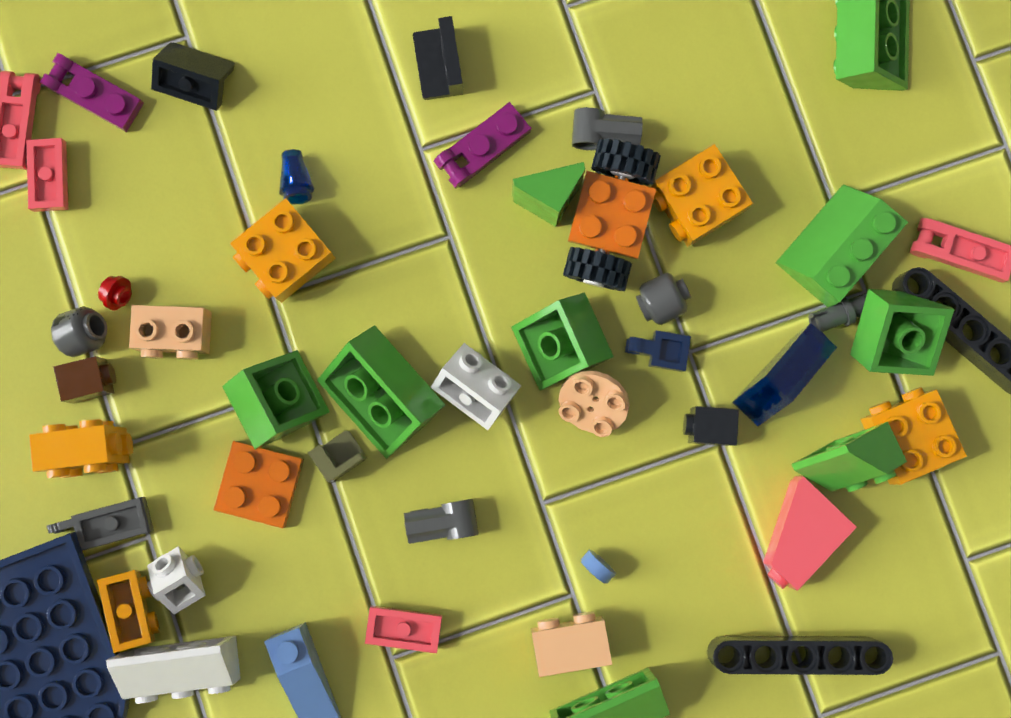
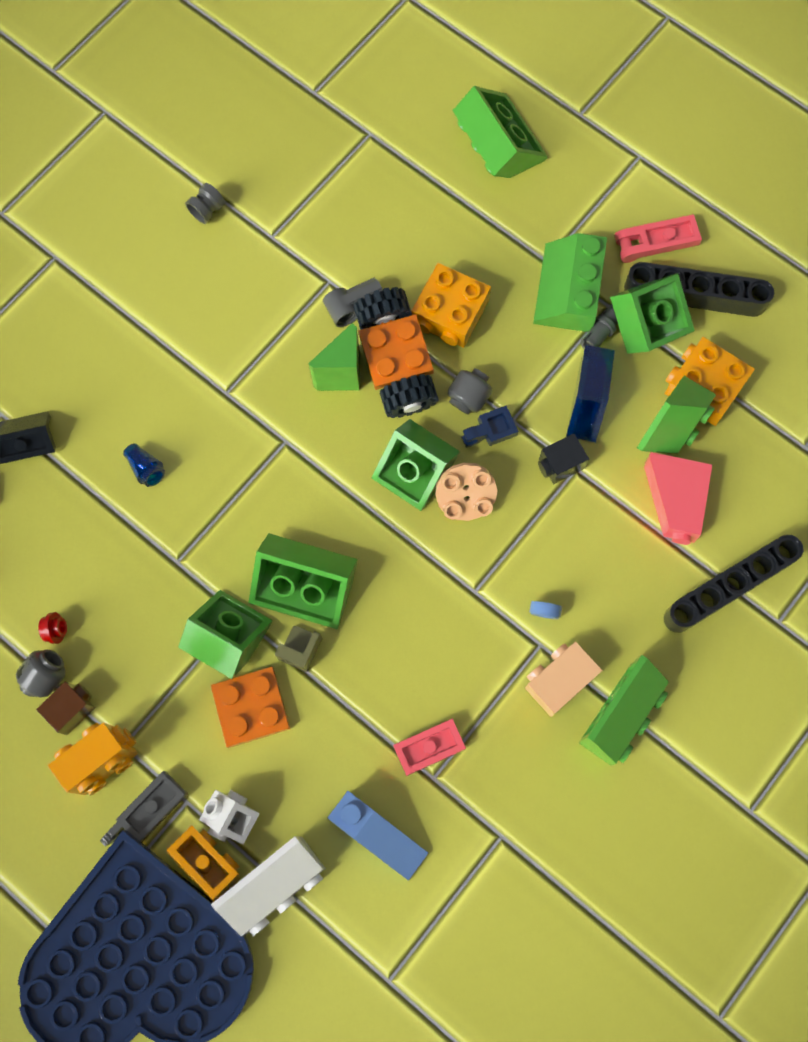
camera: 25 degrees left, 10 degrees down
(170, 331) = (112, 631): light nougat brick -> none
(281, 252) = (165, 521): light orange brick -> none
(438, 61) = (202, 323): black panel -> none
(450, 520) = (414, 643): dark grey piece -> none
(475, 386) = (371, 532): white brick -> none
(483, 145) = (271, 362): magenta plate -> none

